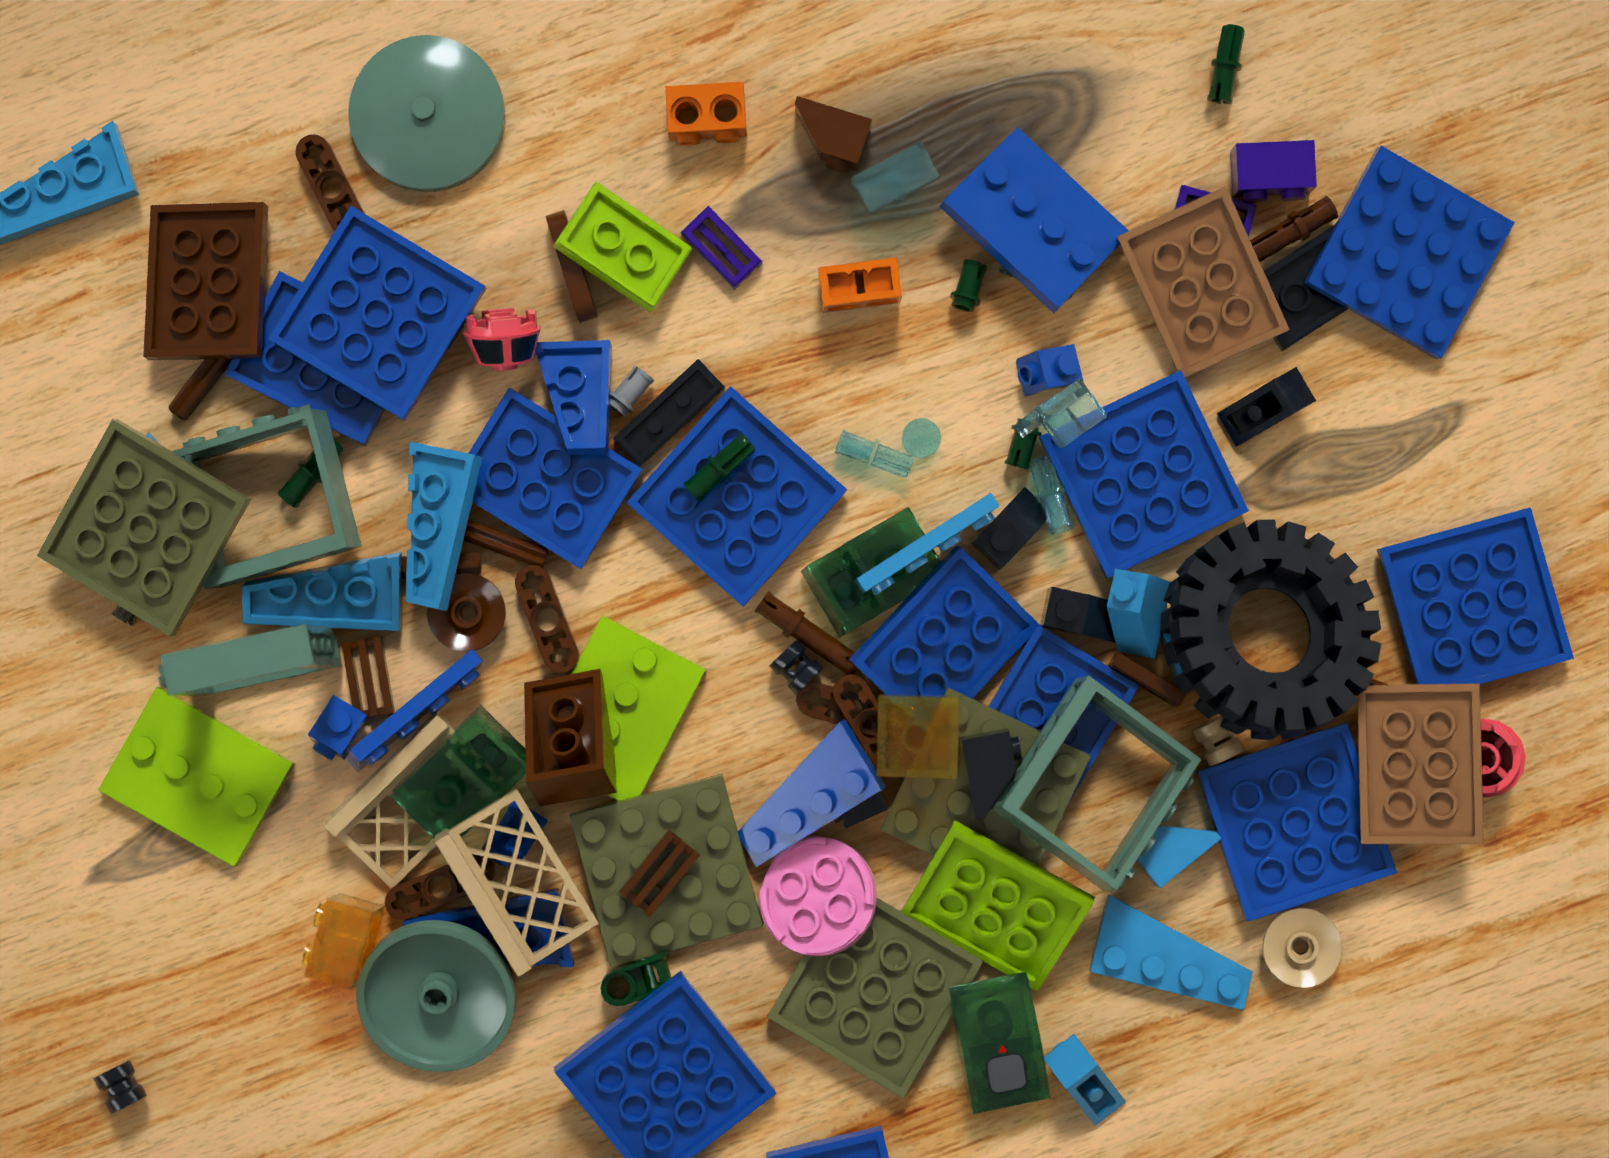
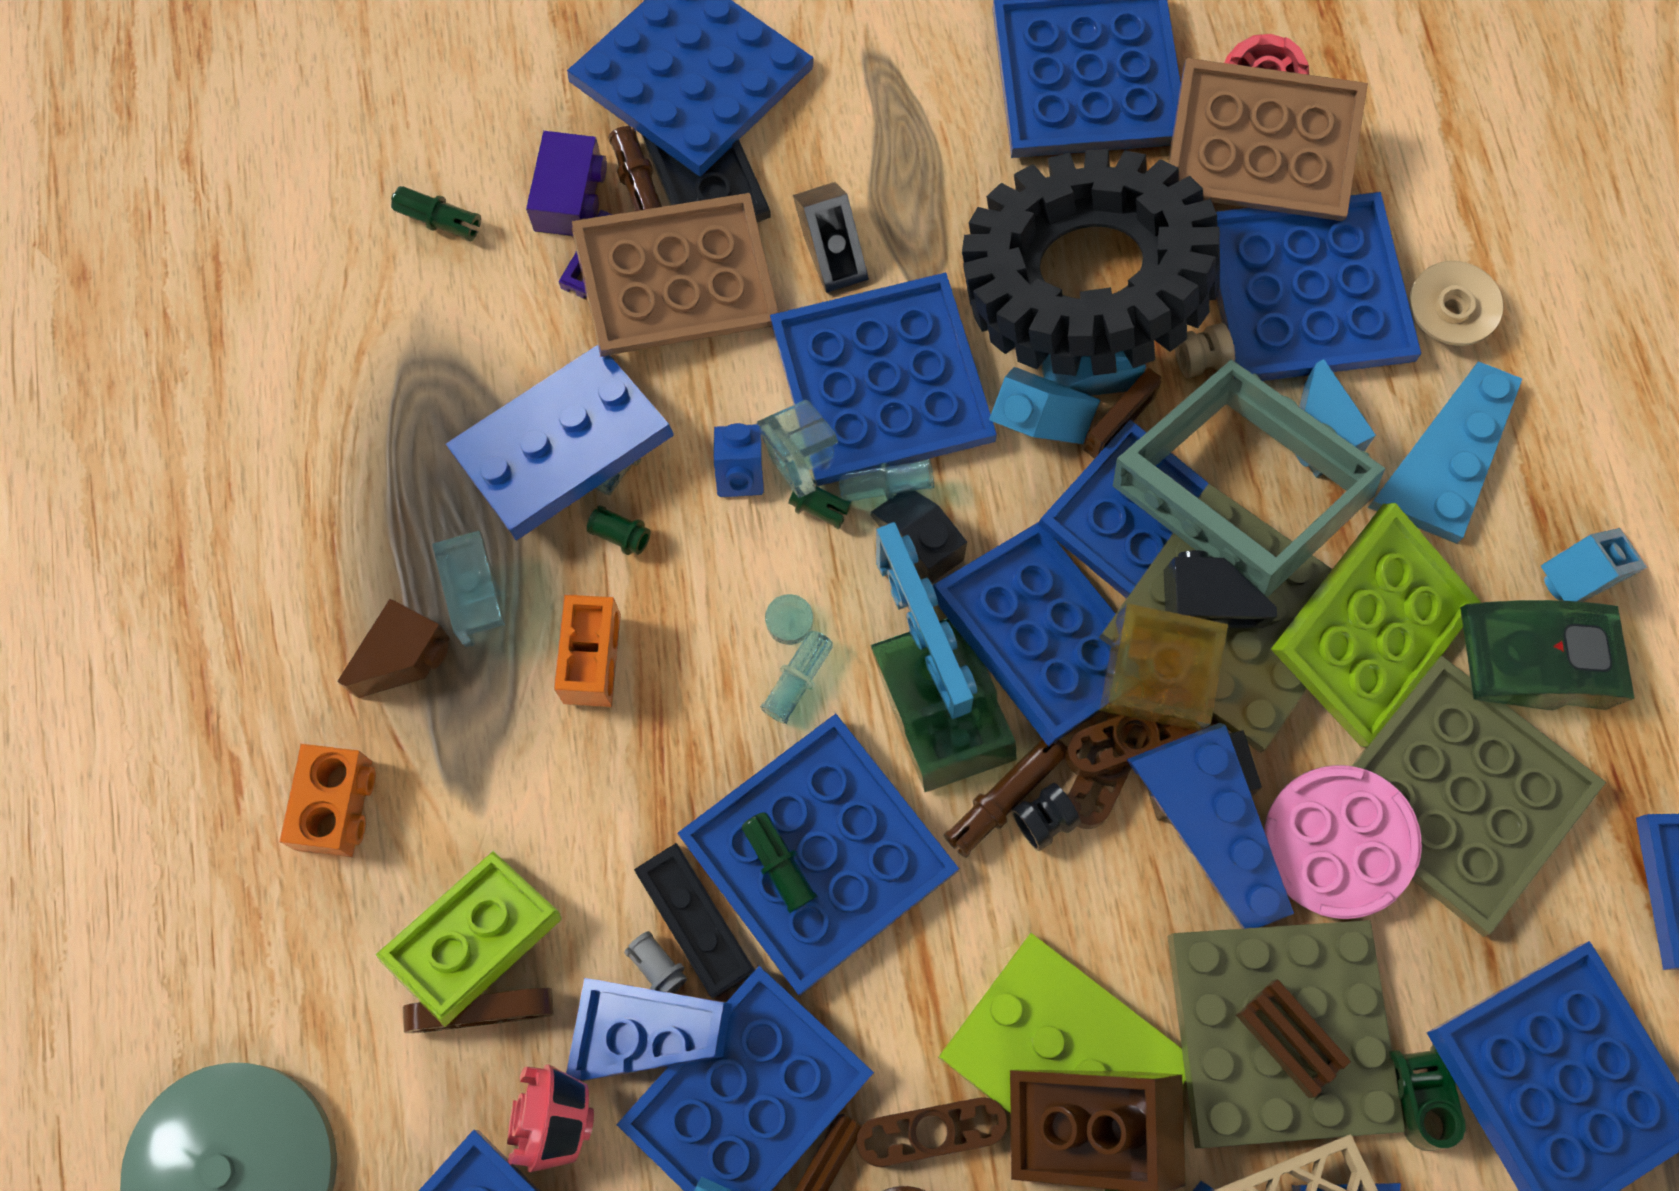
camera: 80 degrees left, 15 degrees down
(744, 271) = (512, 831): dark purple tile -> none
(1077, 614) = (1032, 478): black slope -> none

